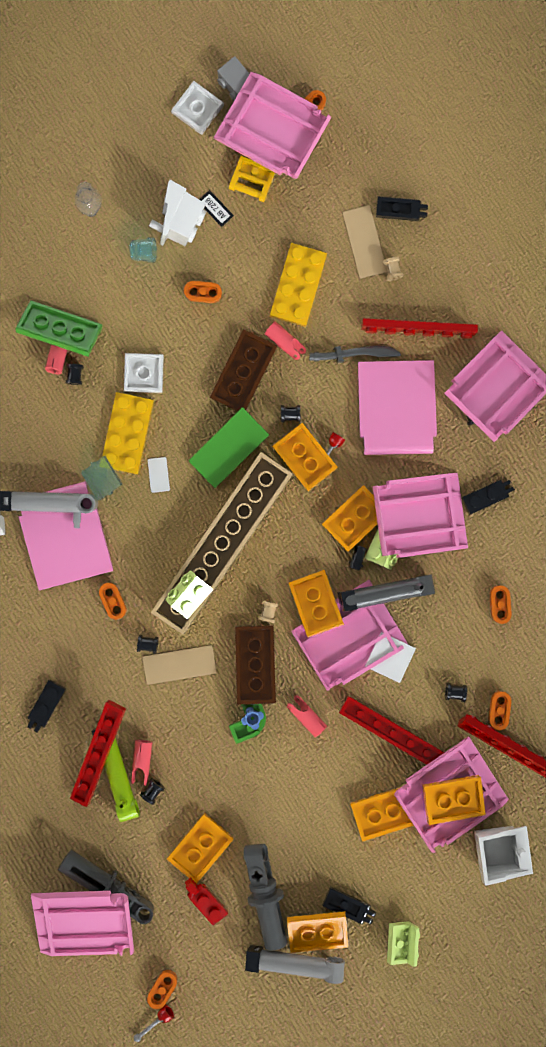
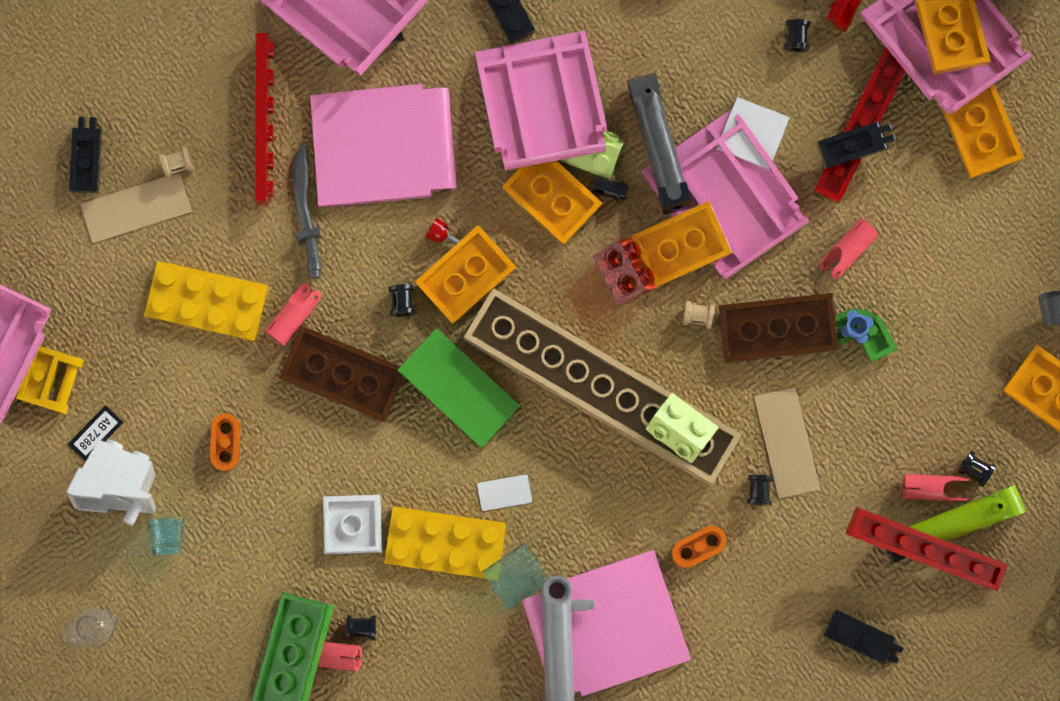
camera: 90 degrees left, 5 degrees down
(297, 559) = (619, 275): none -> clear red brick
(377, 726) = (855, 144): none -> black hinge

